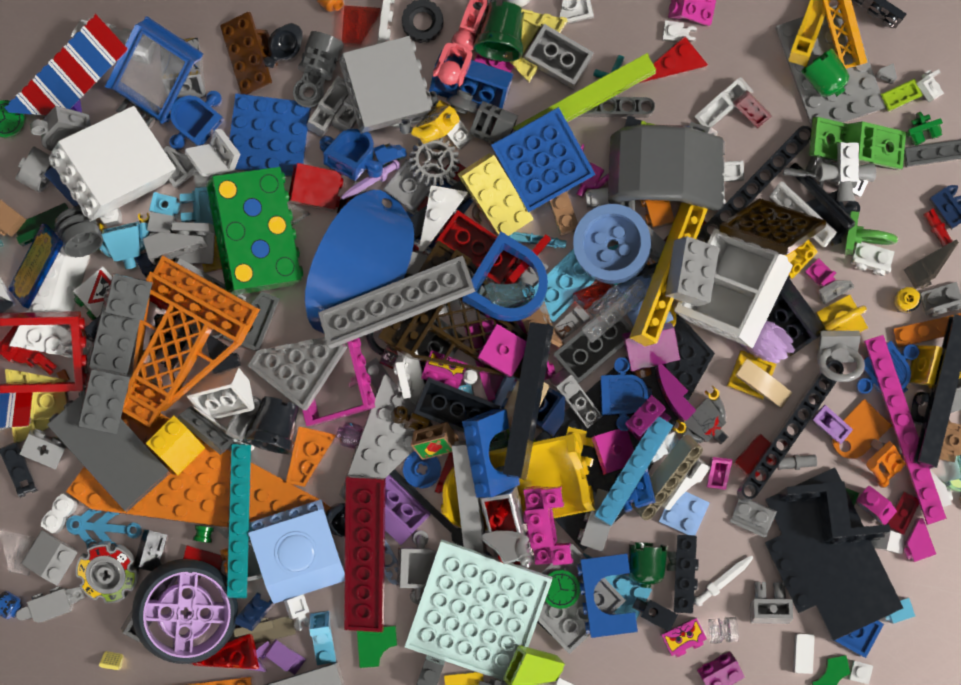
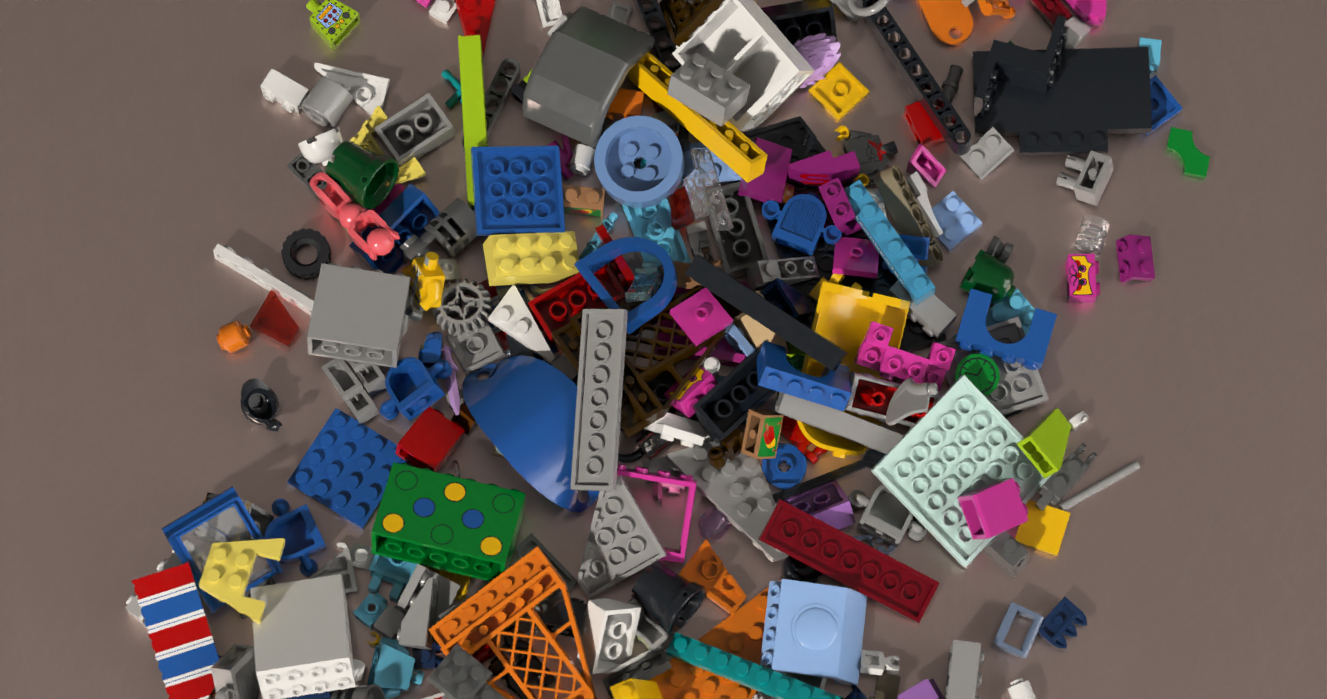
camera: 65 degrees left, 10 degrees down
(136, 83) = (230, 569): none -> light yellow wing
(216, 157) = (346, 529): white bracket -> none
(246, 51) = (250, 449): reddish brown bracket -> none
(318, 64) = (302, 381): dark grey cylinder -> none
(322, 638) = (917, 648): medium azure bracket -> none
(373, 645) = (949, 601): green tile -> none
(456, 650) = (993, 509): none -> dark pink slope
(664, 617) = (1053, 288): black torso -> none
(685, 574) = (1017, 244): black bracket -> none
(713, 588) = (1044, 227): white sword -> none
(763, 383) = (853, 81): tan slope -> none
(803, 653) = (1150, 169): white slope -> none
(832, 424) = (928, 32): medium lavender slope -> none
(860, 672) = (1195, 121): white plate -> none
(875, 505) = (1030, 27): dark pink torso -> none

